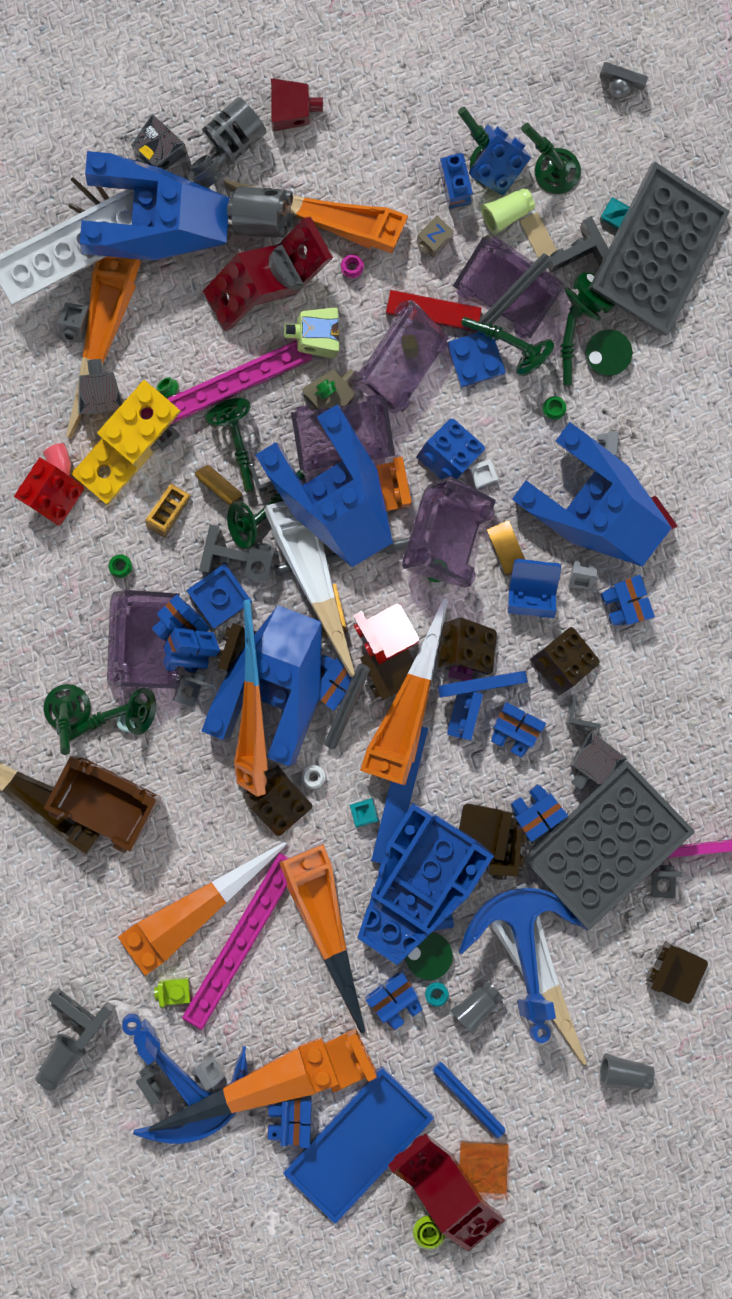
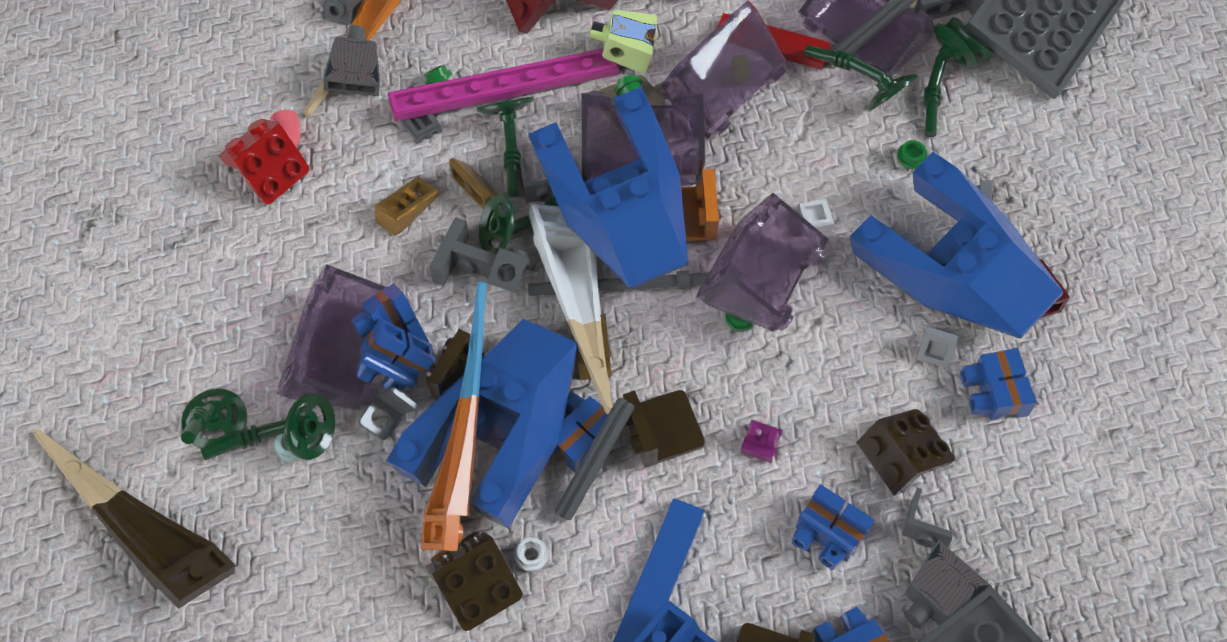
camera: 10 degrees right, 25 degrees down
(102, 802) = (222, 535): reddish brown windscreen -> none
(113, 566) = (330, 250): green plate -> none
(126, 442) = (372, 120): yellow bracket -> none
(218, 596) = (446, 306): blue plate -> none
(364, 813) = (595, 614): teal tile -> none
(386, 633) = (662, 379): bracket -> none
(398, 736) = (660, 509): orange plate -> none
(450, 450) = (773, 174): blue bracket -> none
(464, 715) = (758, 498): blue bracket -> none
(467, 645) = (775, 404): dark brown bracket -> none
(475, 359) = (818, 94): blue plate -> none
(482, 684) = (788, 458): blue beam -> none
(505, 545) = (838, 300): pearl gold slope -> none
(533, 588) = (871, 345): blue bracket -> none
(608, 353) = (983, 107): dark green tile -> none

